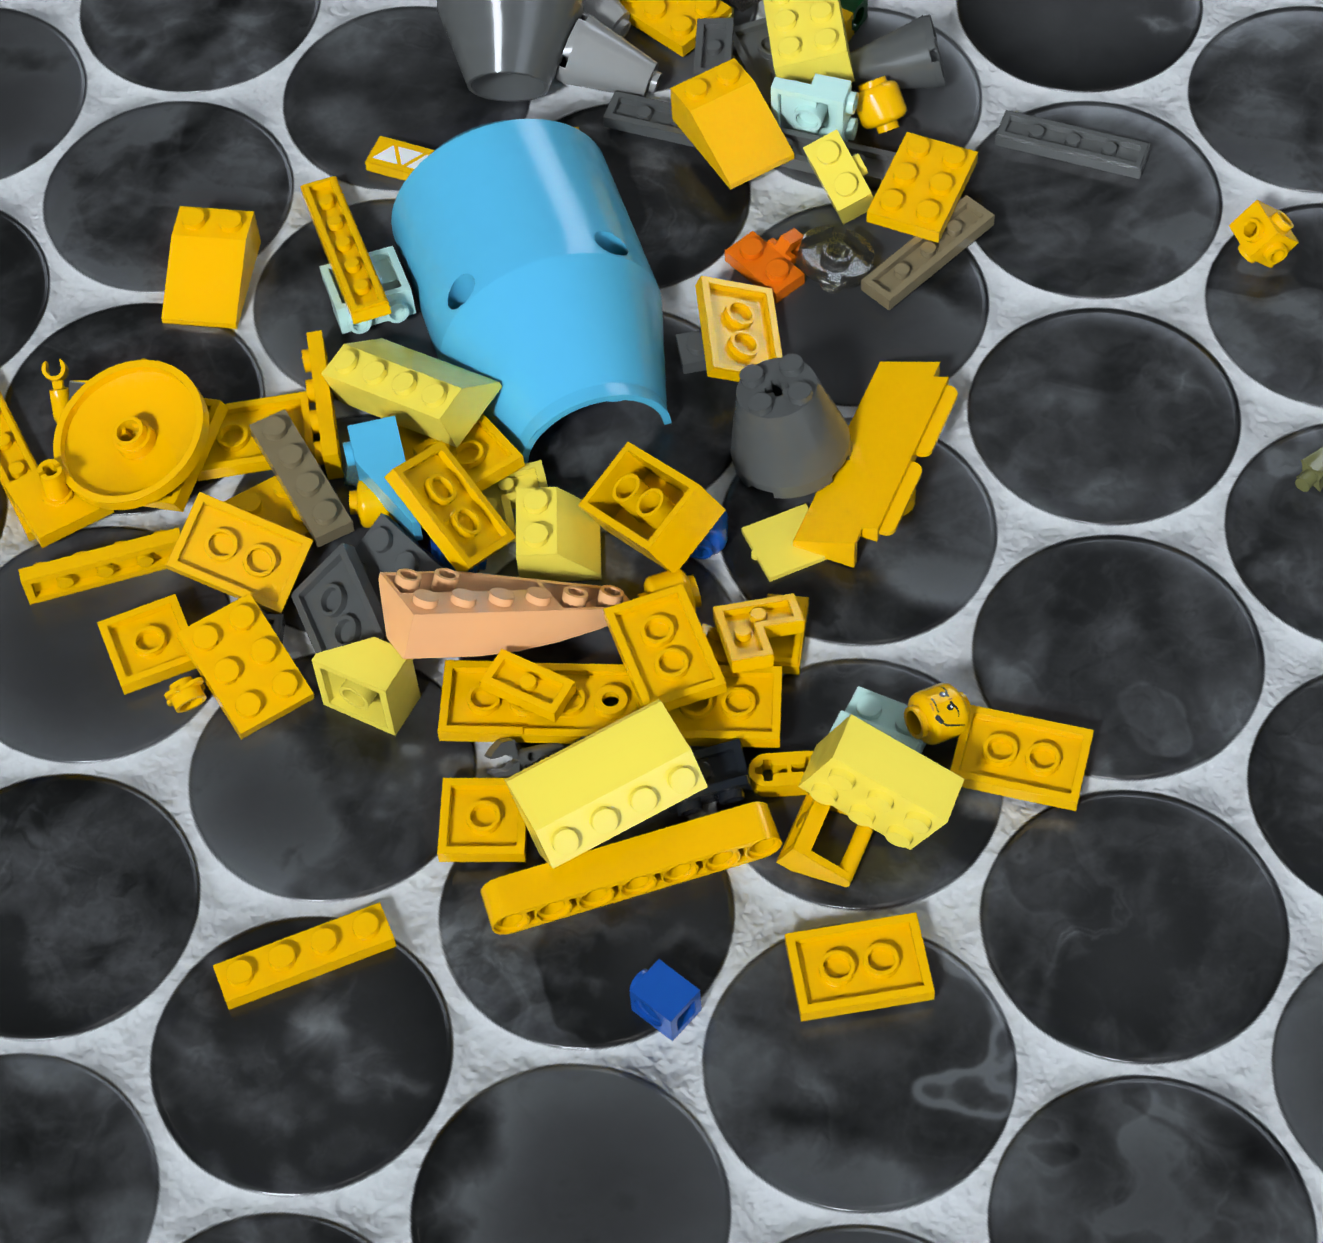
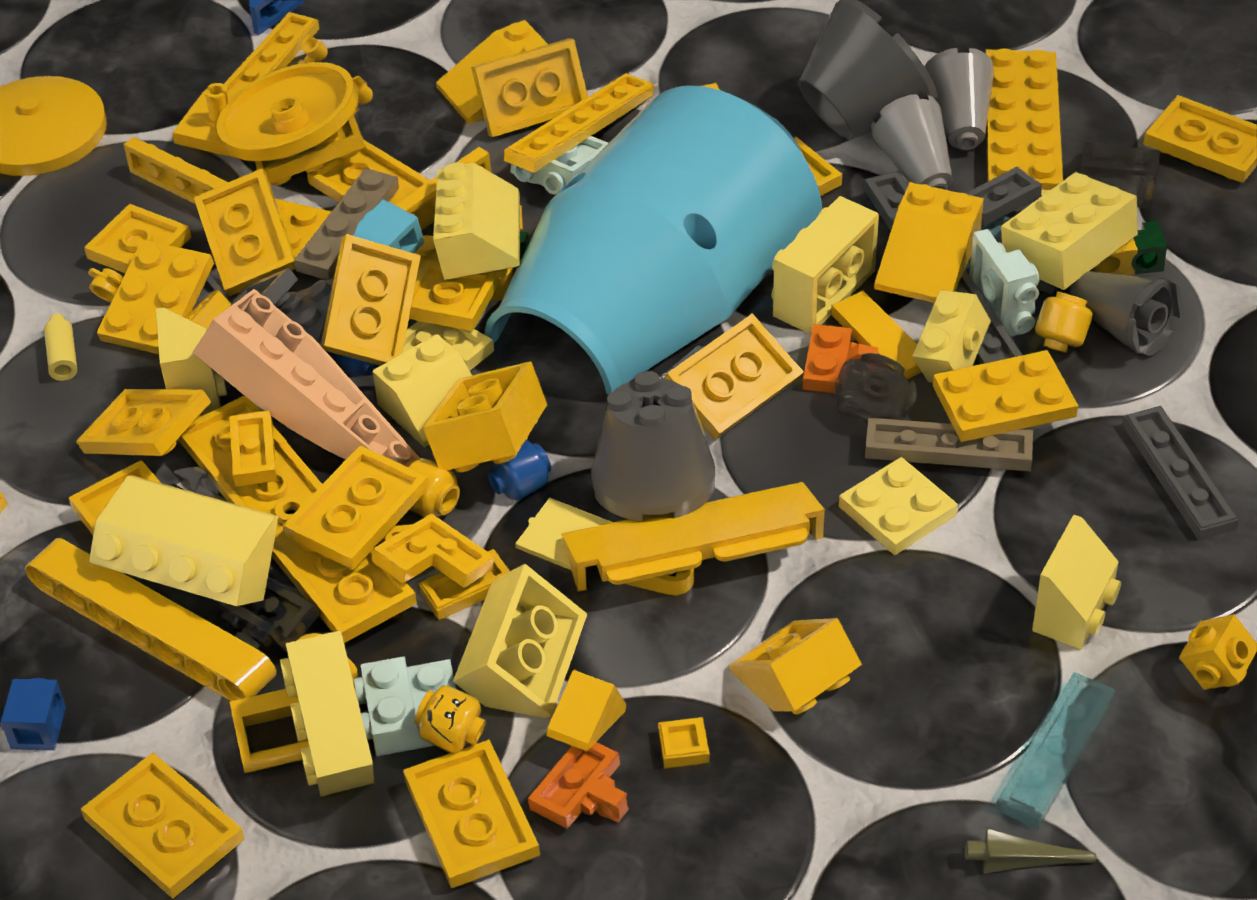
camera: 50 degrees right, 10 degrees down
(229, 771) = (60, 348): none -> light yellow cylinder
(266, 254) = (529, 86): none -> yellow plate
(312, 638) = (209, 309): none -> yellow beam
(407, 750) = (144, 422): none -> yellow plate
(684, 200) = (824, 264): none -> light yellow brick
(768, 218) = (877, 329): none -> yellow tile
(885, 632) = (521, 645): none -> light yellow slope
(954, 321) = (898, 505): none -> light yellow plate
(999, 627) = (585, 711): none -> yellow slope
(1053, 674) = (580, 784): none -> orange hinge
(1056, 474) = (798, 664): none -> yellow slope
(1062, 589) = (683, 742): none -> yellow tile
(1138, 272) = (1076, 586): none -> light yellow slope
(1255, 381) = (1055, 750): none -> clear light blue tile

